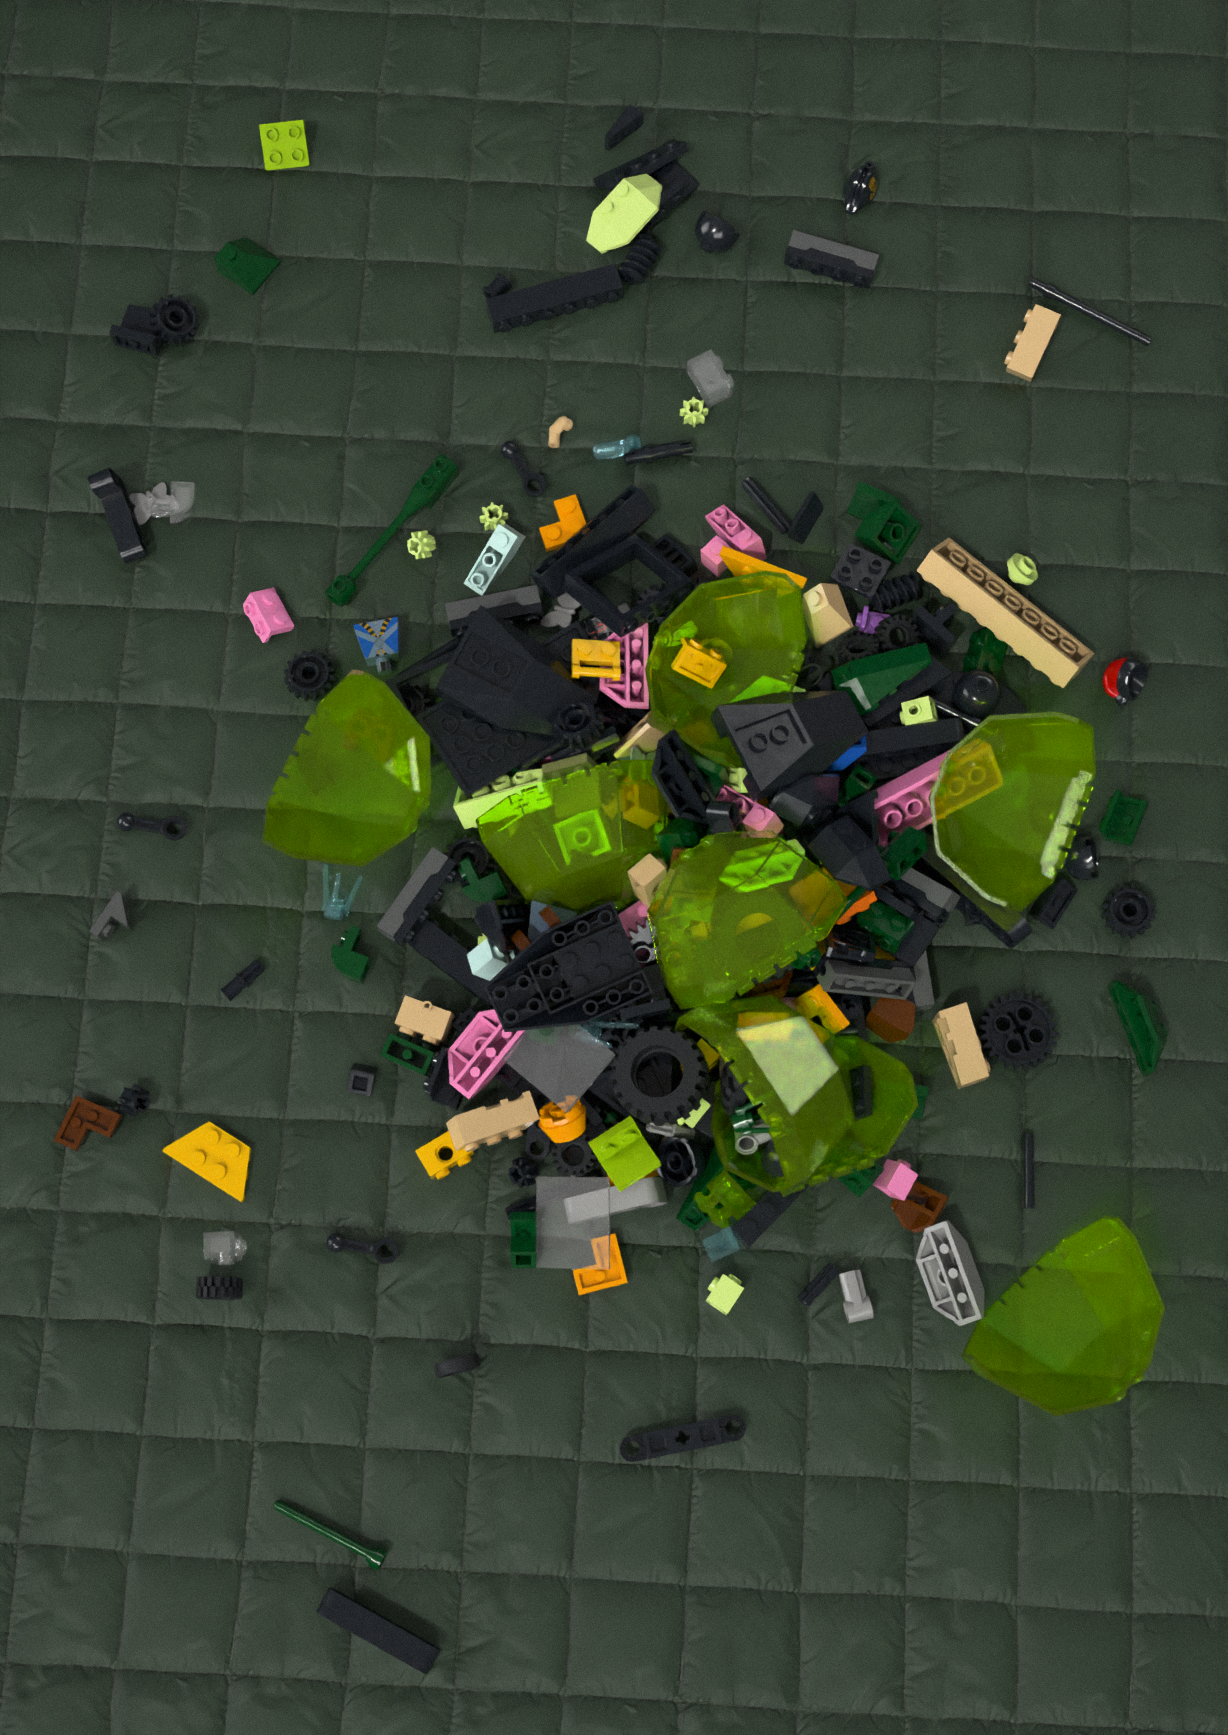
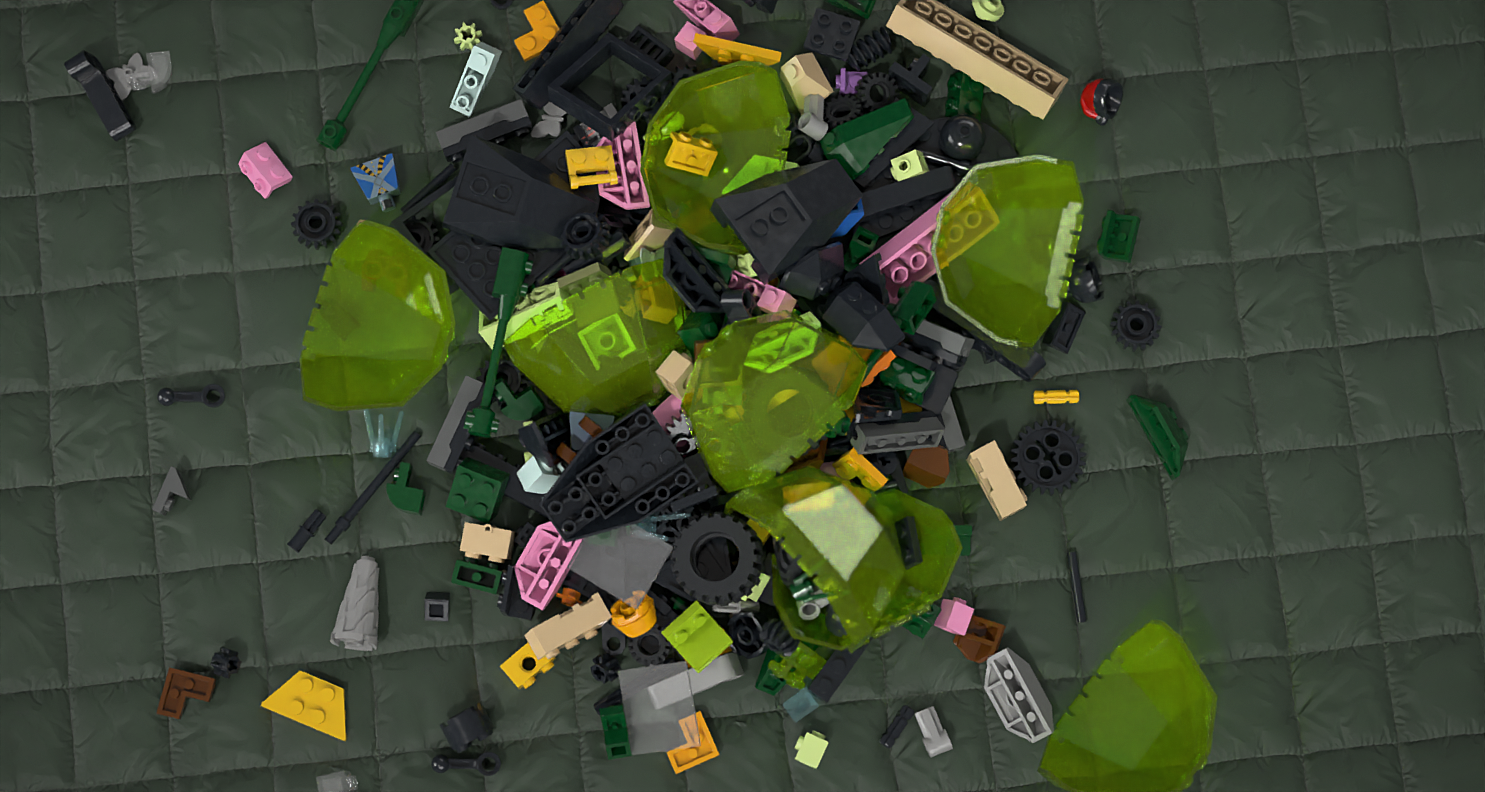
camera: 10 degrees left, 5 degrees up
(280, 1069) = (358, 611): none -> light grey cone
(281, 978) = (343, 523): none -> black bar
(369, 1208) = (467, 727): none -> black brick
(421, 544) = (402, 76): yellowish green gear -> none
(424, 966) = (477, 490): none -> dark green brick
(491, 767) = (508, 287): none -> dark green bar
(499, 1092) = (569, 597): none -> orange plate
(709, 1168) = (778, 638): none -> black gear
(827, 651) = (812, 120): none -> light grey piece
(1035, 971) = (1056, 396): none -> yellow axle

